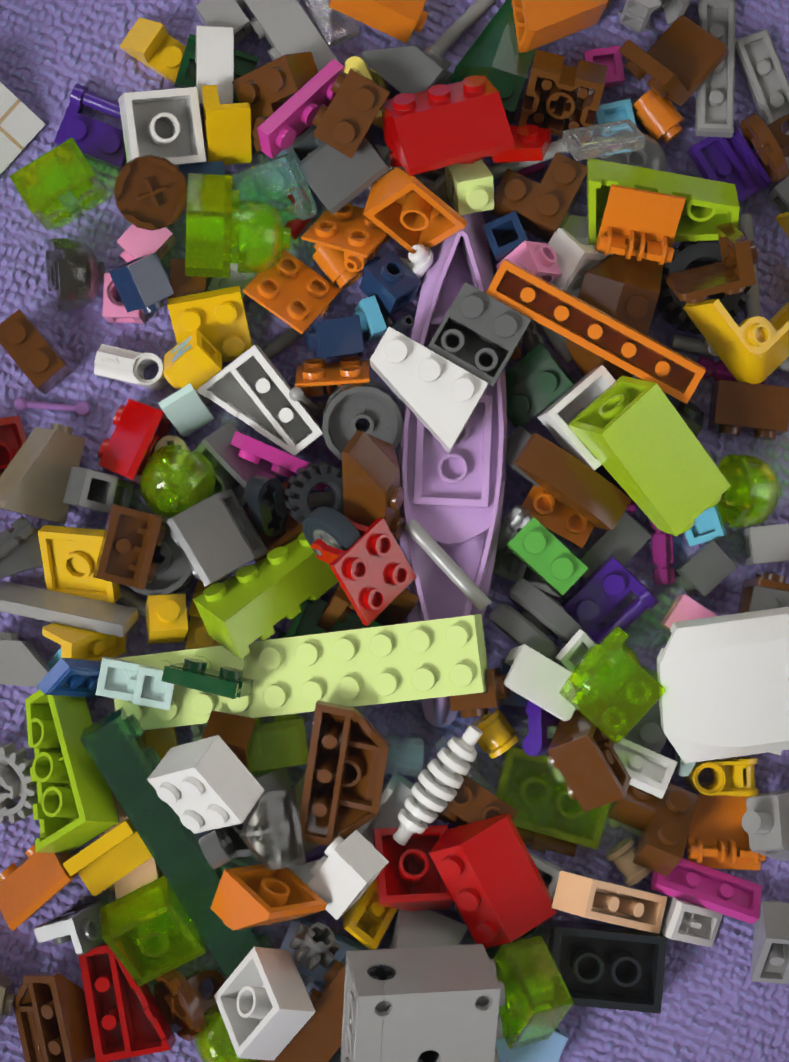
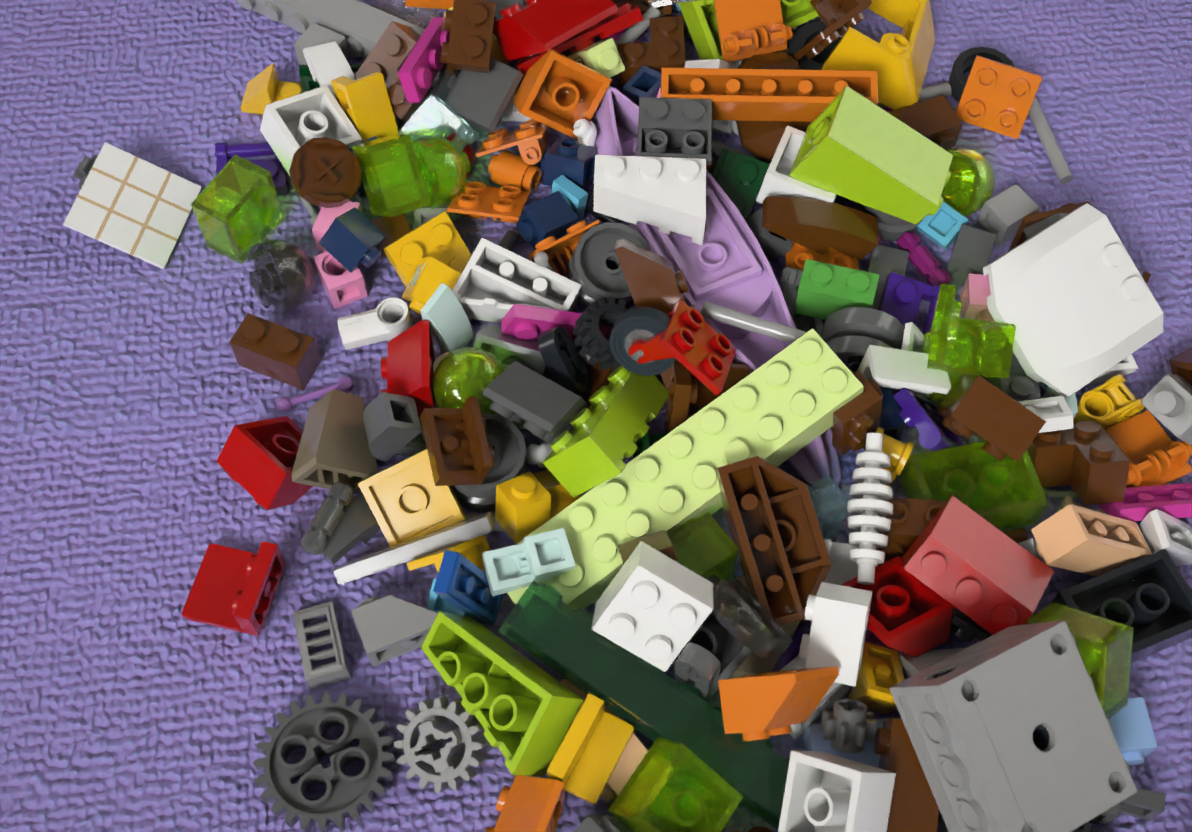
camera: 30 degrees left, 25 degrees down
(195, 675) = (599, 507): dark green plate -> none

